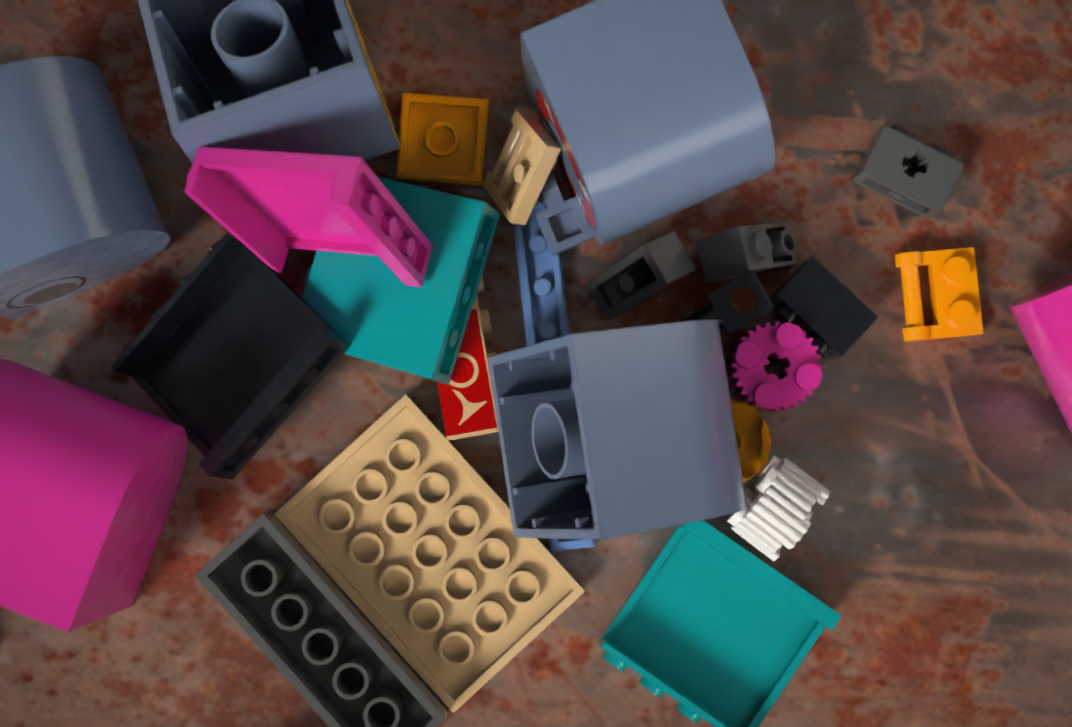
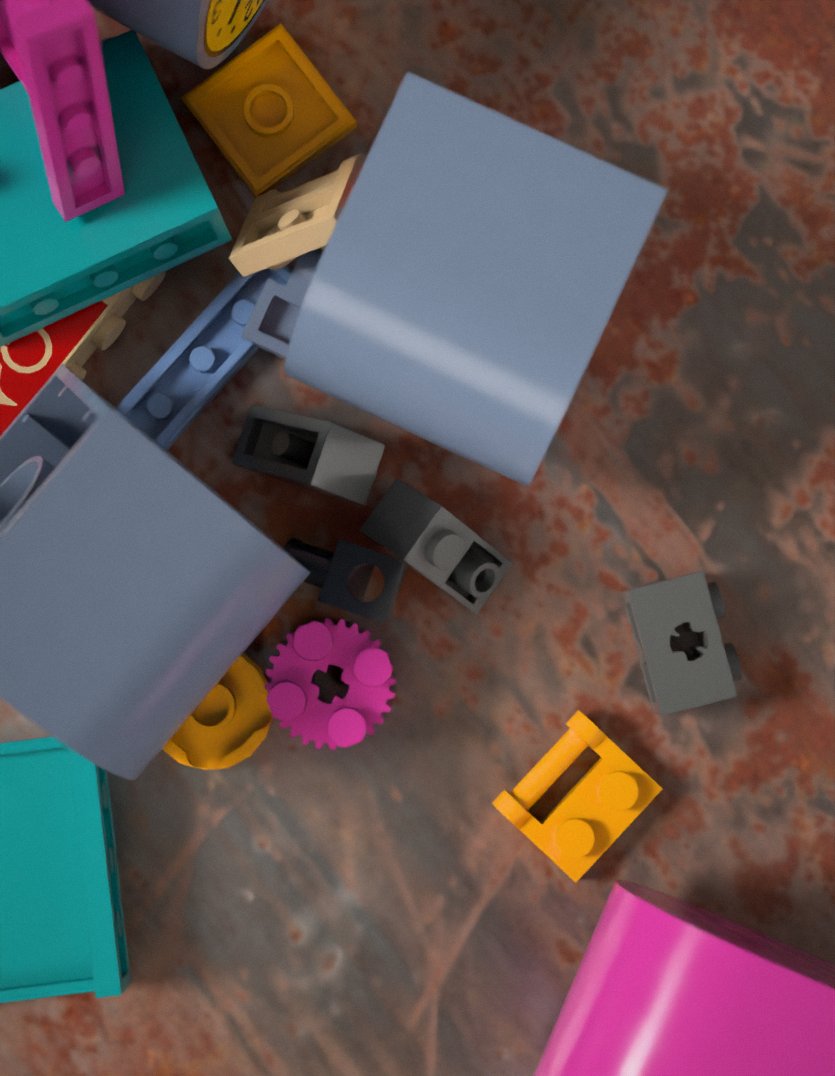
camera: 45 degrees right, 0 degrees up
(778, 507) = (178, 819): white brick -> none
(822, 308) = (444, 682): black brick -> none

